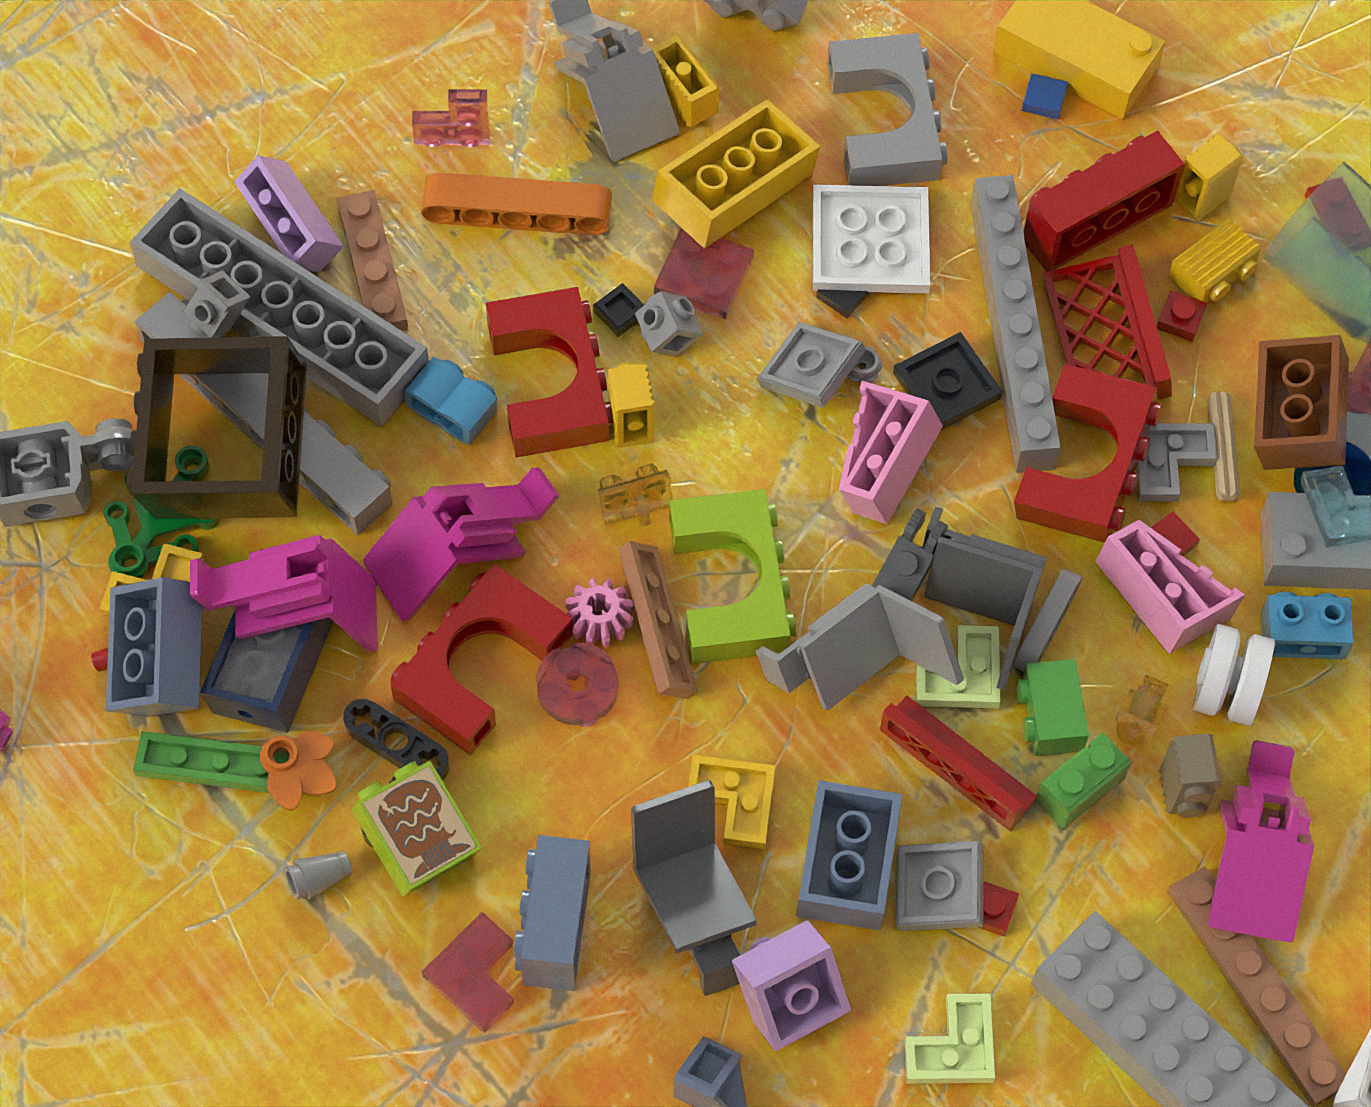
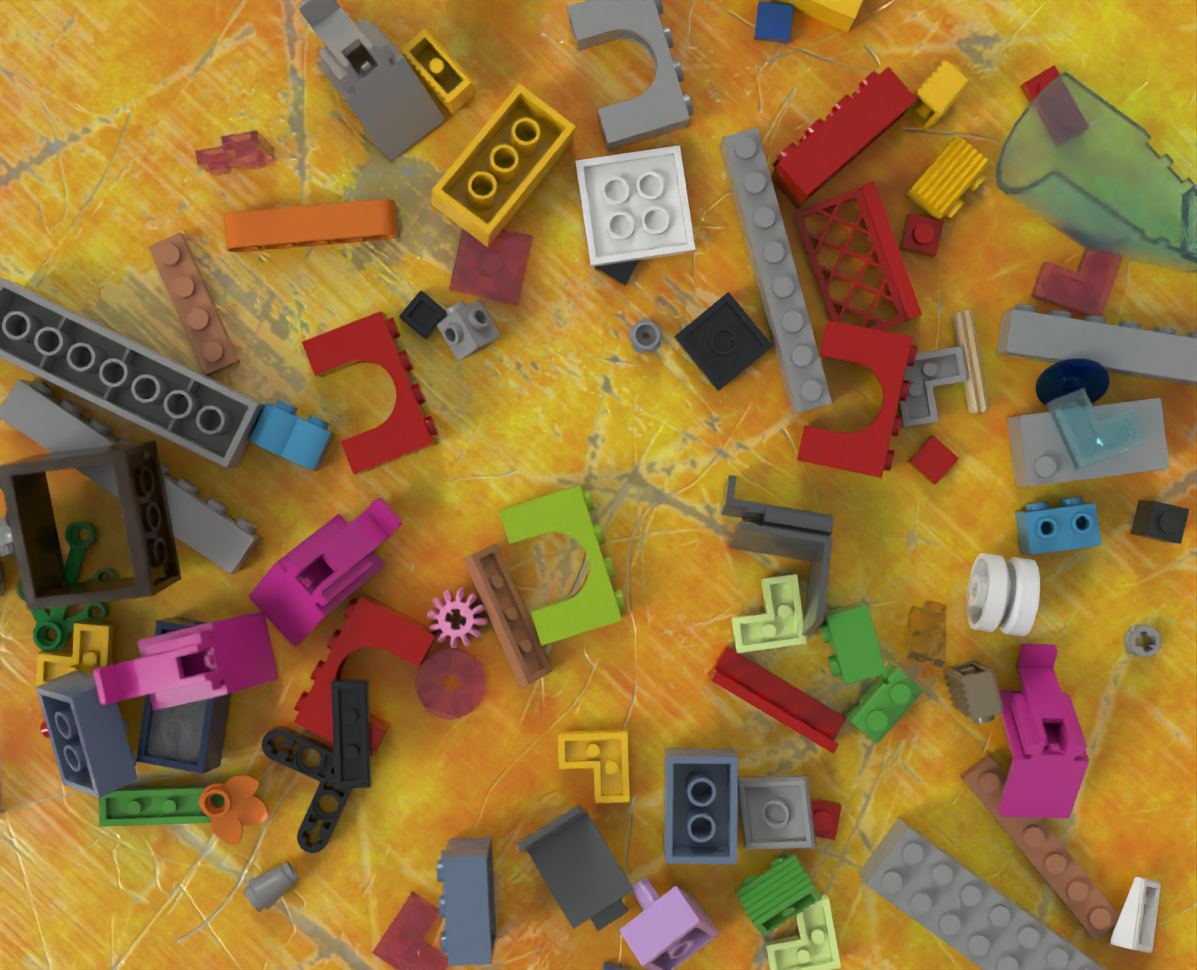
camera: 10 degrees left, 25 degrees up
(210, 310) = (55, 405): light grey brick -> none
(288, 213) = (106, 277): lavender brick -> none
(415, 826) = (341, 844): brick -> none
(455, 702) = (351, 733): none -> black tile
(631, 404) = (448, 421): yellow brick -> none
(635, 497) = (471, 506): clear yellow hips -> none
(811, 364) = (601, 347): light grey plate -> none
(858, 642) = (673, 621): light grey piece -> none
(886, 450) = (678, 427): bright pink wedge -> none
(909, 561) = (710, 541): dark grey hinge -> none
(929, 974) = (777, 894): none -> bright green brick
(1048, 619) = (841, 551): light grey beam -> none
(1164, 587) = (936, 517): bright pink wedge -> none
(1301, 402) = (1045, 334): dark orange brick -> none

